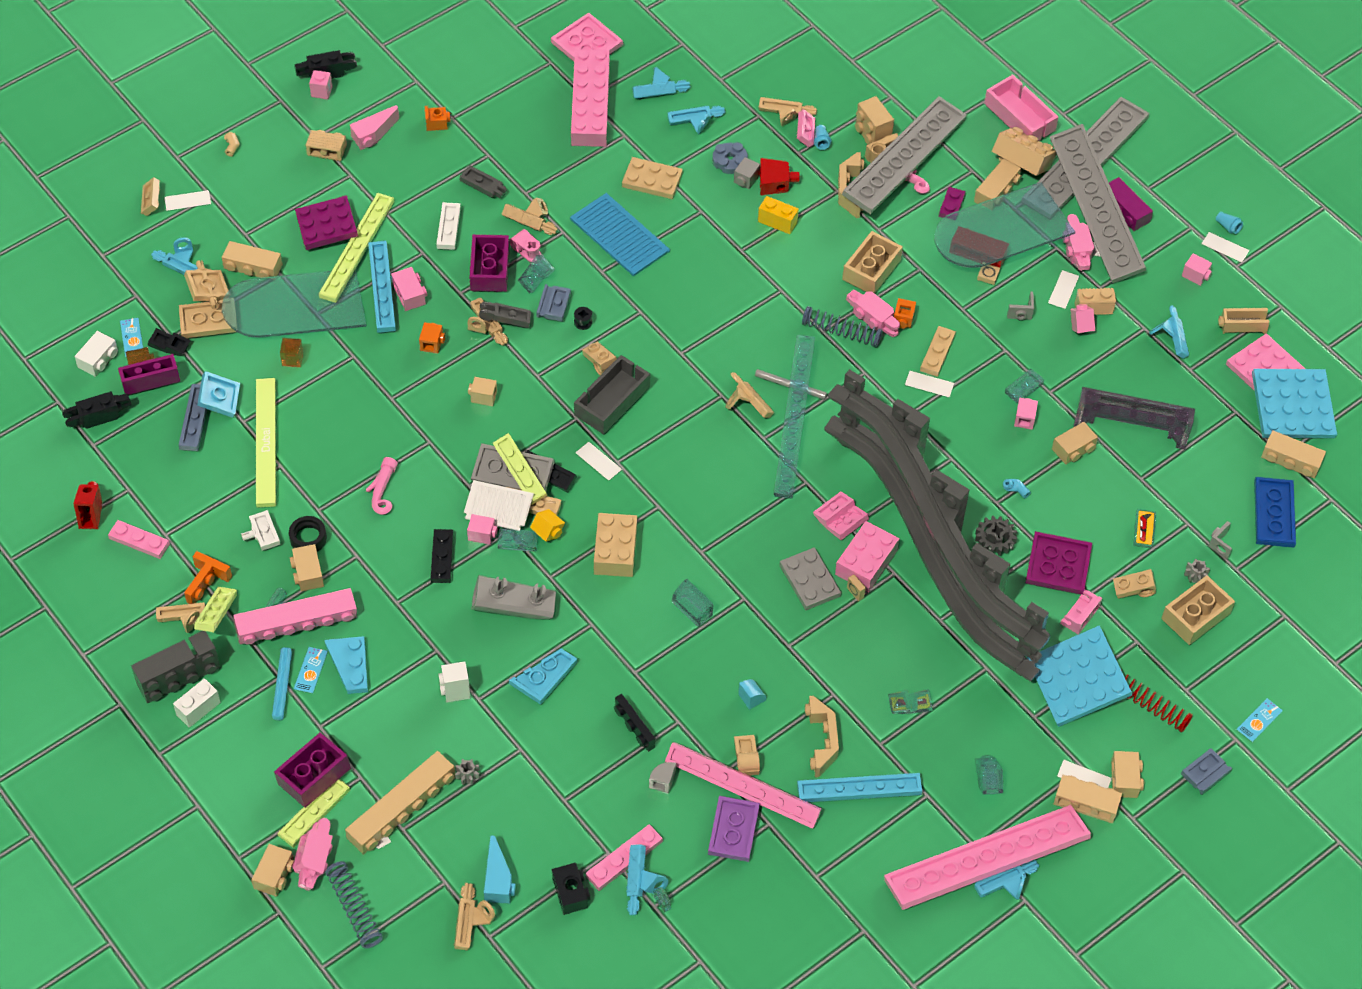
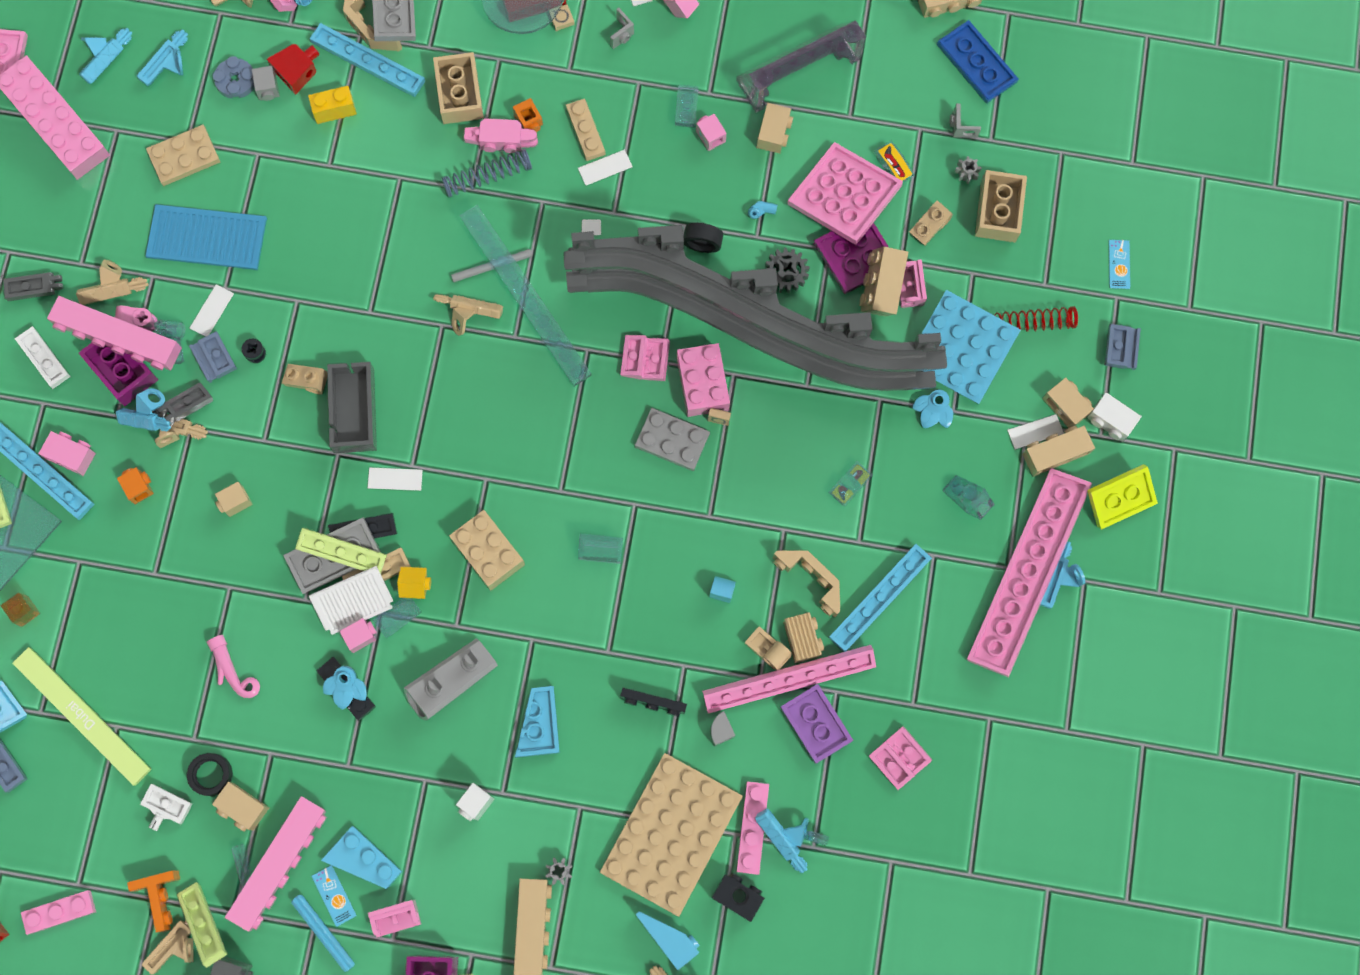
camera: 45 degrees left, 20 degrees up
(335, 711) = (394, 918): none -> bright pink hinge
(439, 551) = (342, 690): none -> medium azure plate
(475, 301) = (143, 415): none -> medium azure piece
(505, 238) = (114, 333): none -> bright pink brick
(564, 815) = (671, 834): none -> tan plate
(580, 277) = (211, 310): none -> white sticker
(772, 900) = (900, 758): none -> bright pink slope
(778, 766) = (803, 637): none -> tan brick
(828, 207) = (367, 60): none -> medium azure plate
(954, 467) = (703, 237): none -> black tyre
(1017, 704) = (933, 412): none -> medium azure plate
(1059, 585) = (883, 281): none -> tan brick
(1087, 517) = (845, 193): none -> bright pink plate
(1107, 863) = (1122, 496): none -> neon yellow plate
(1153, 810) = (1114, 417): none -> white brick

